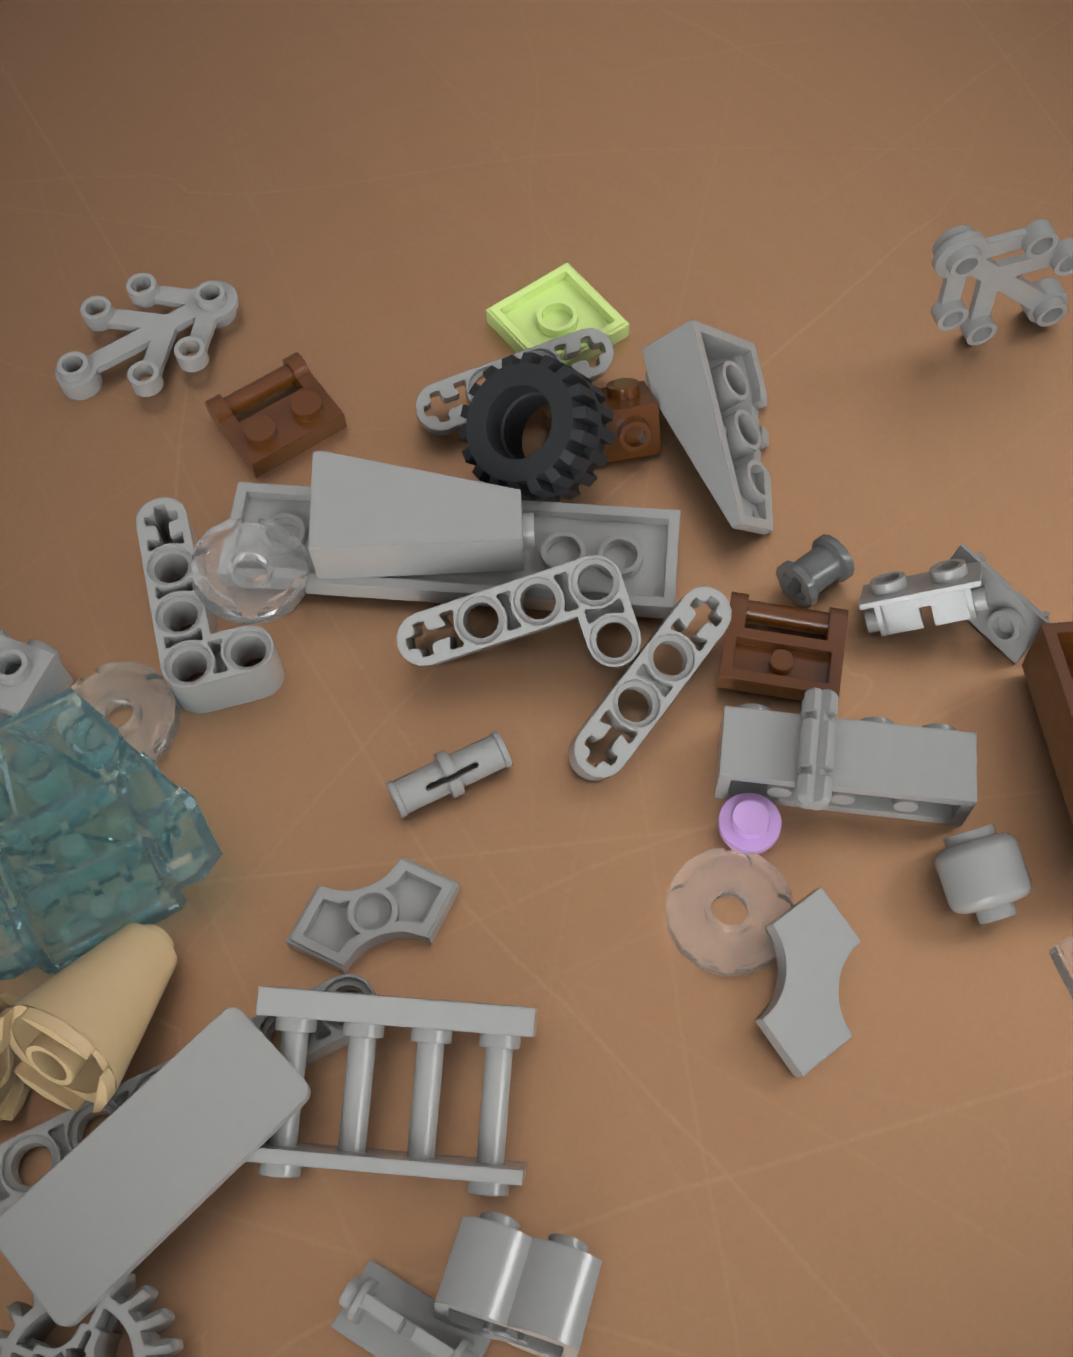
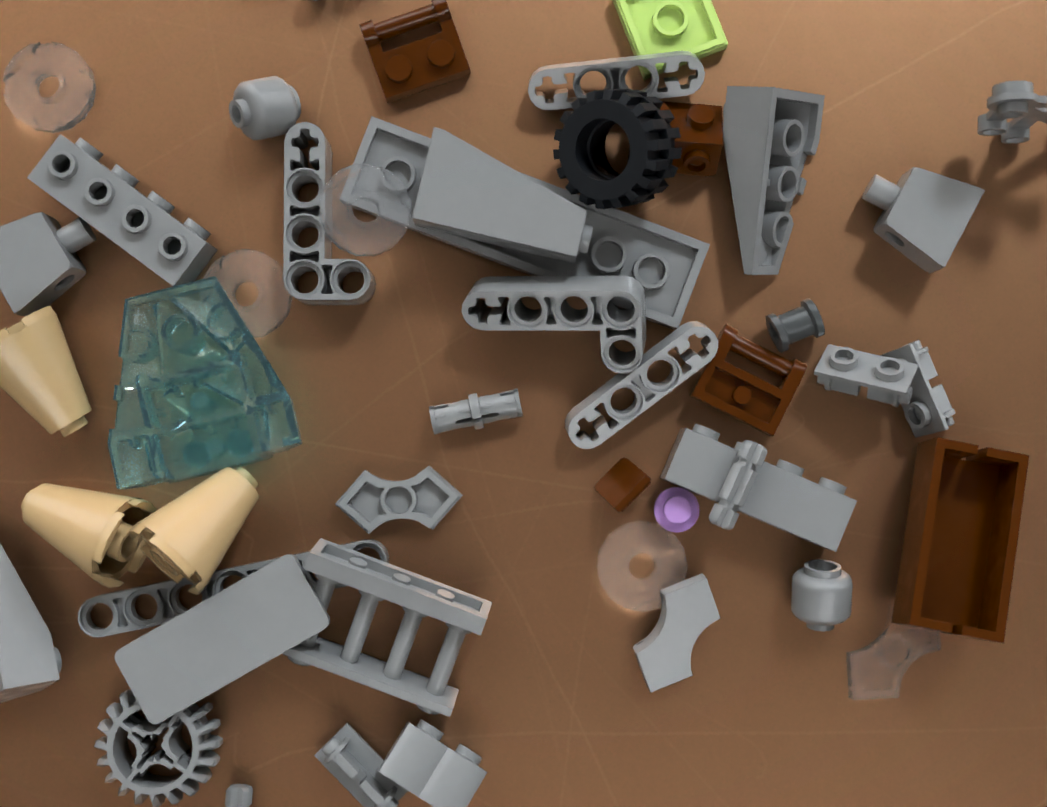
camera: 15 degrees right, 25 degrees up
(105, 501) = (264, 107): none -> light grey head
(669, 812) = (622, 484): none -> reddish brown slope
(913, 423) = (923, 214): none -> light grey torso

